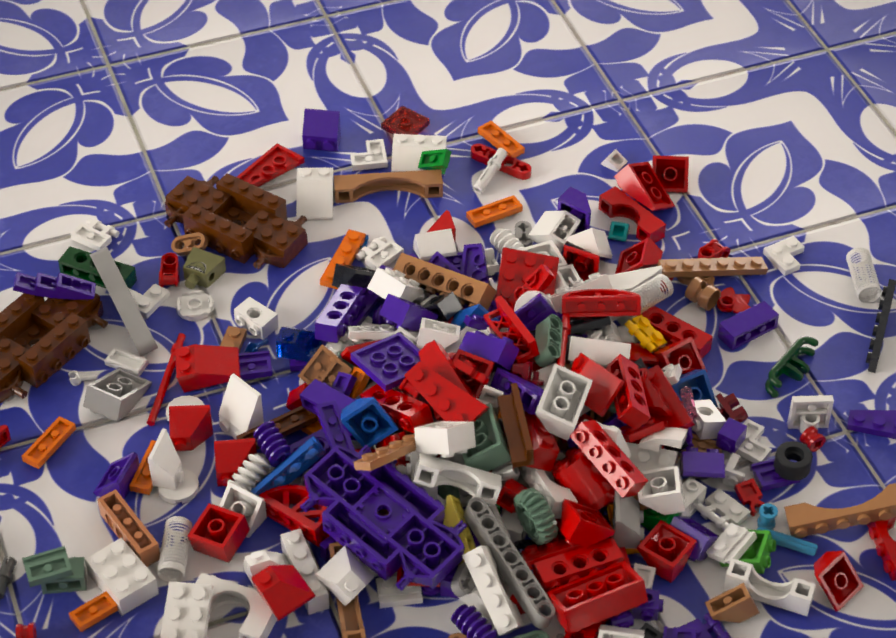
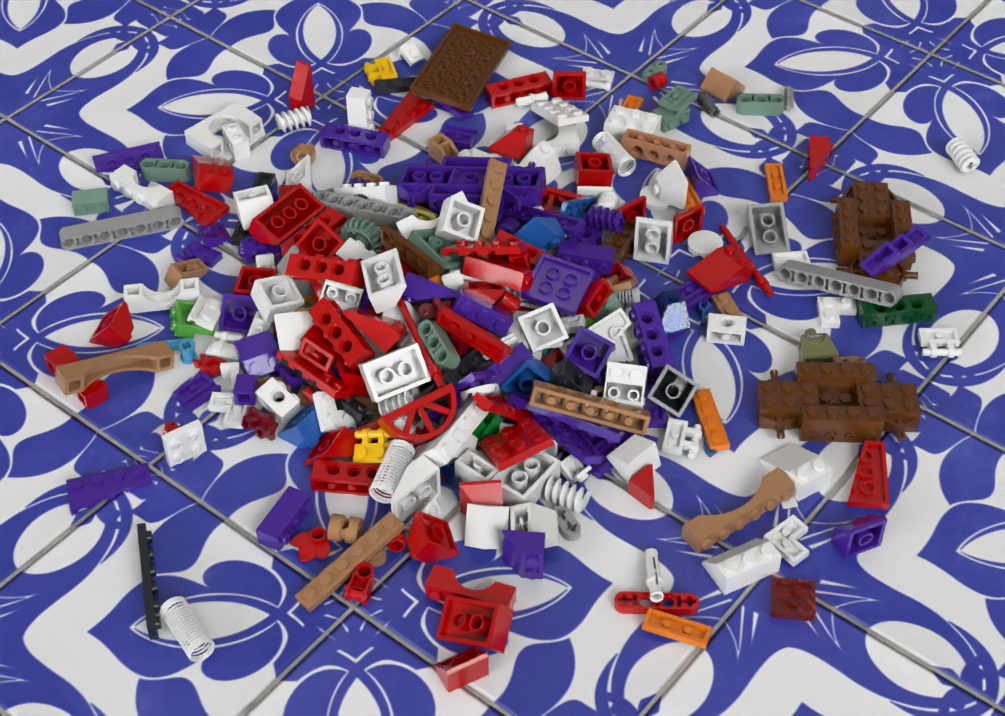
camera: 150 degrees right, 0 degrees up
(75, 379) = (813, 233): white hand -> none
(169, 271) = (840, 336): red piece -> none
(195, 305) = (789, 325): white tile -> none
(435, 160) = (713, 547): green slope -> none
(469, 370) = (480, 275): red plate -> none
(494, 211) = (613, 534): orange plate -> none
(614, 161) = (538, 666): white slope -> none
(619, 231) = (475, 577): teal slope -> none
(688, 401) = (295, 390): clear pink axle -> none
(782, 255) = (289, 626): white plate -> none
(790, 364) = (224, 493): dark green piece -> none
(793, 470) = (174, 393): black tyre -> none

